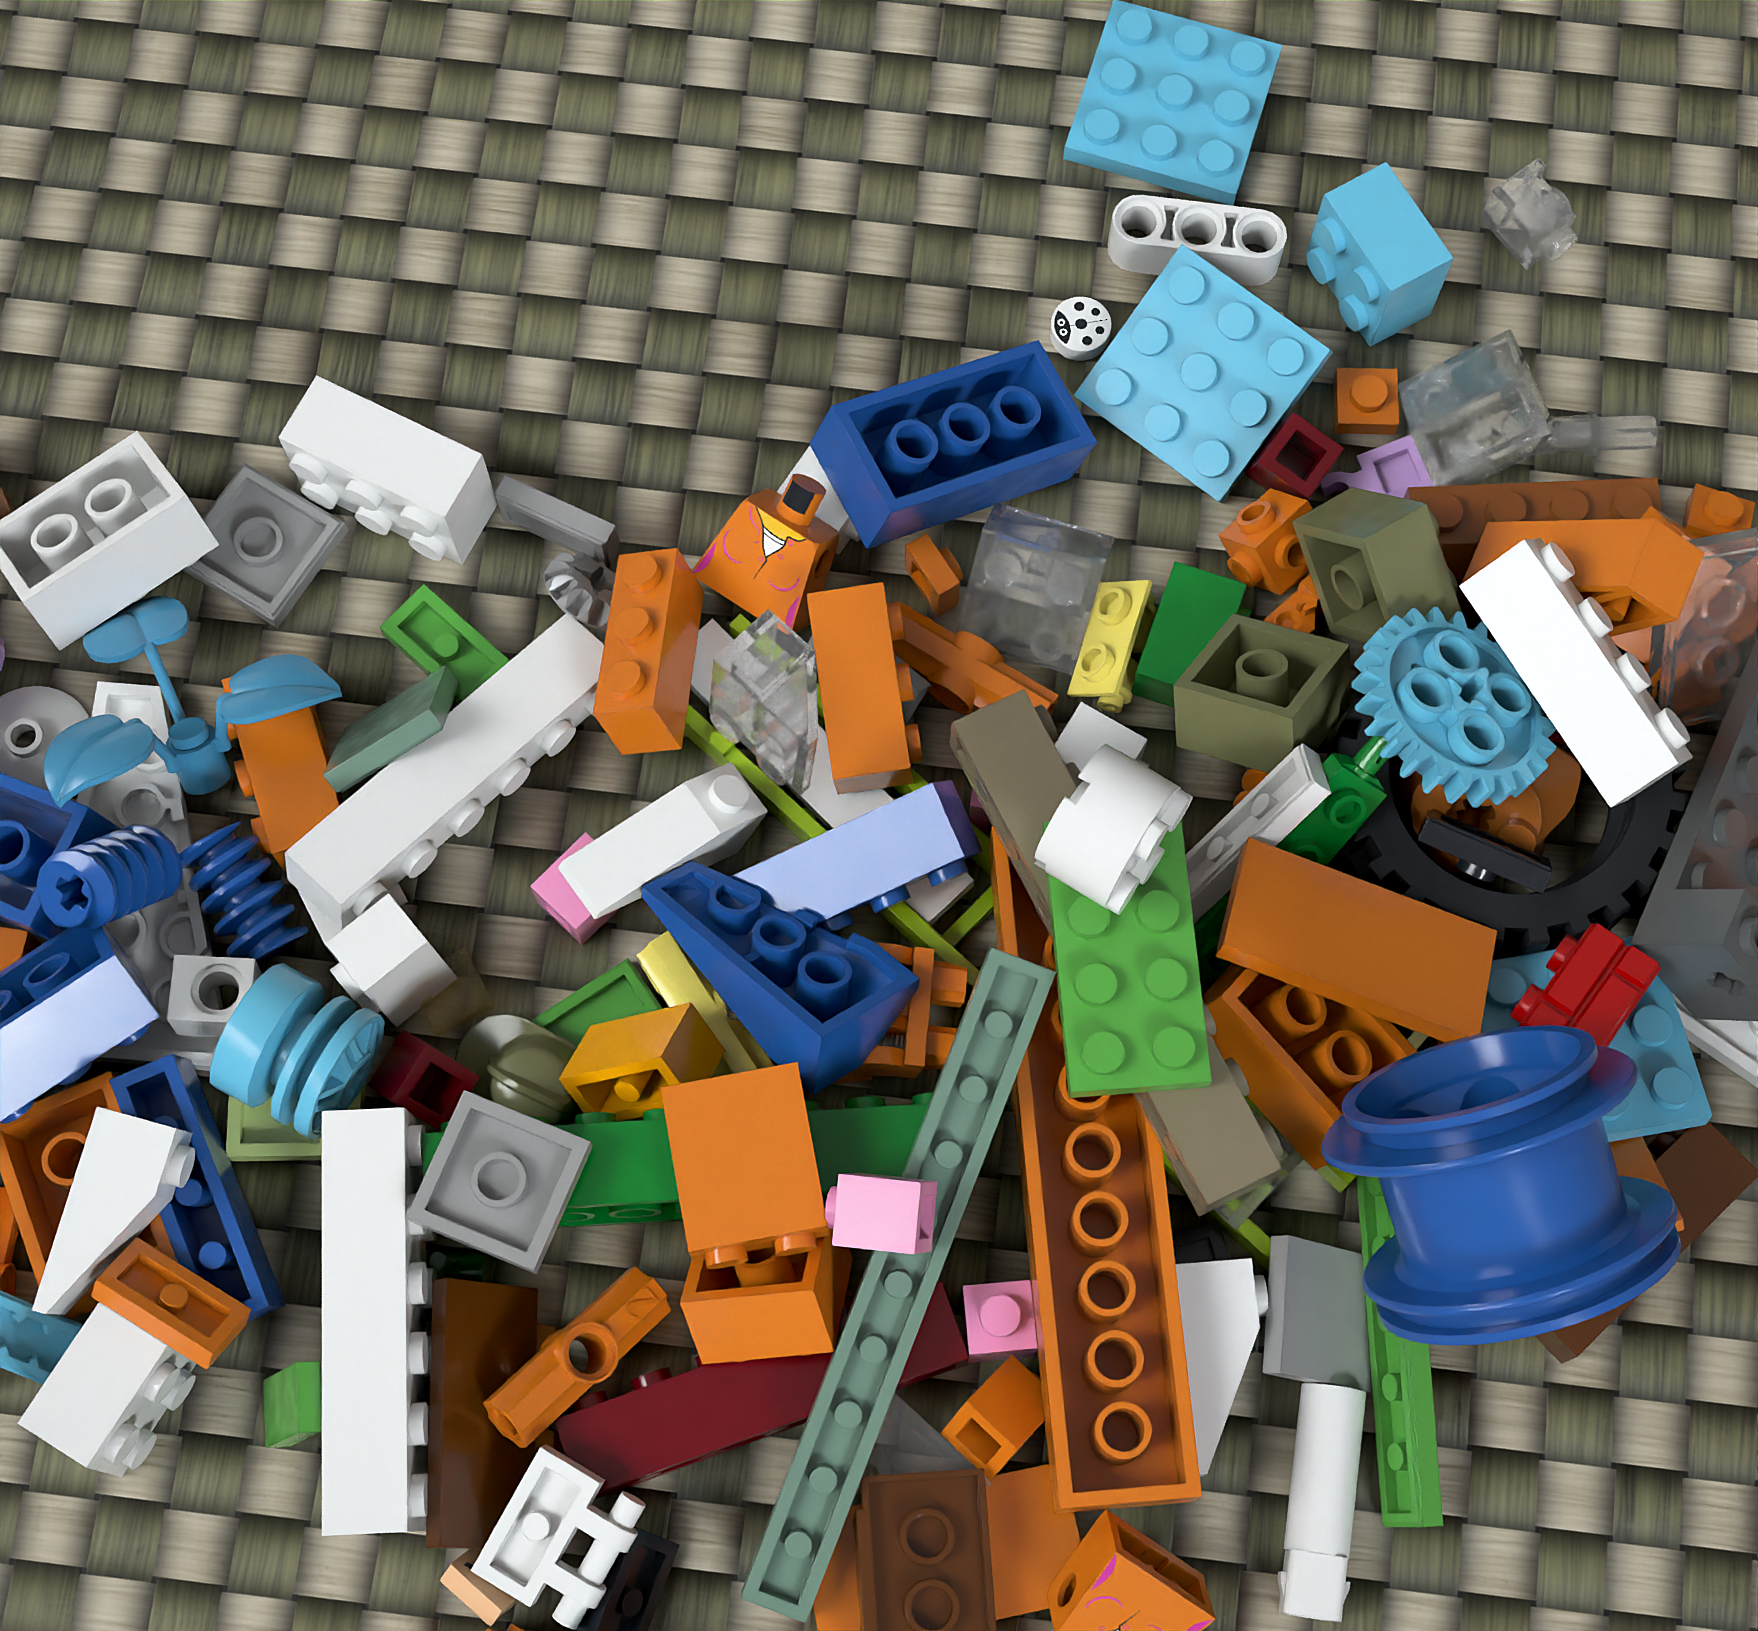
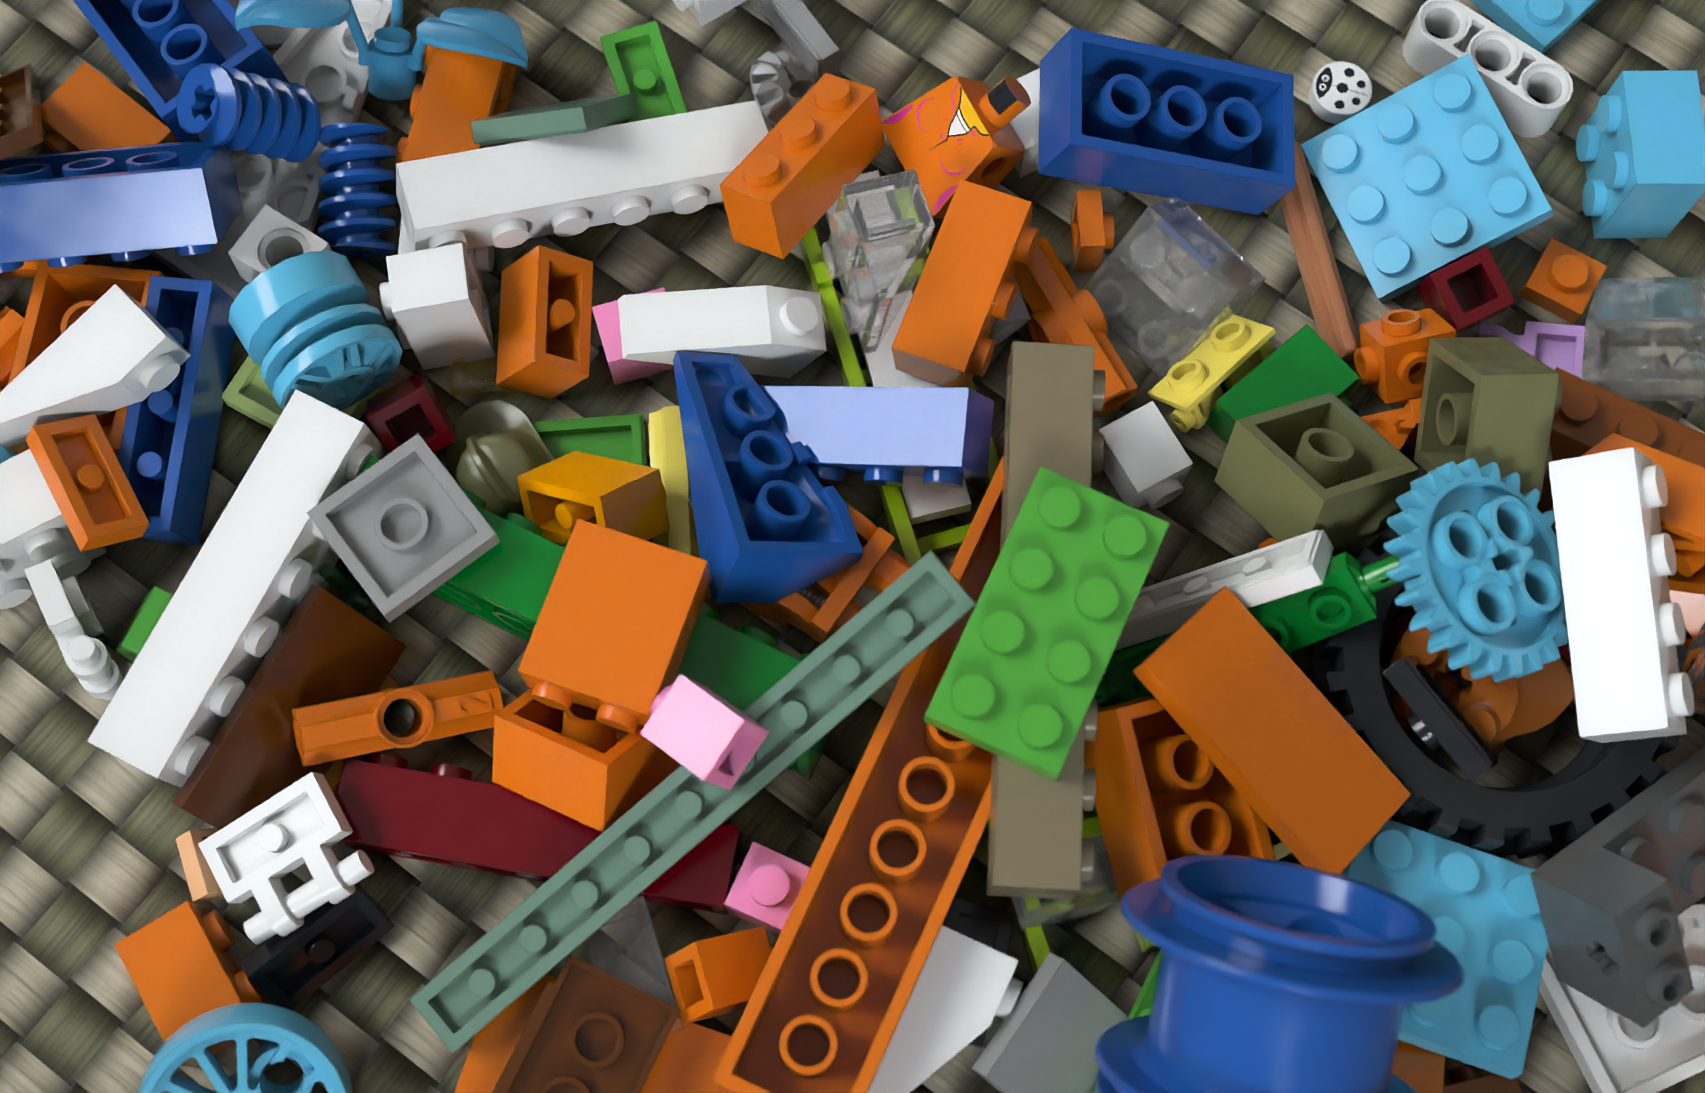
camera: 30 degrees right, 0 degrees up
(216, 1436) = (74, 627): none -> white plate
(493, 923) = (545, 322): none -> orange brick
(1111, 828) = (1089, 494): white brick -> none
(1152, 500) = (1318, 264): none -> nougat axle
(1592, 986) = (1471, 893): red brick -> none

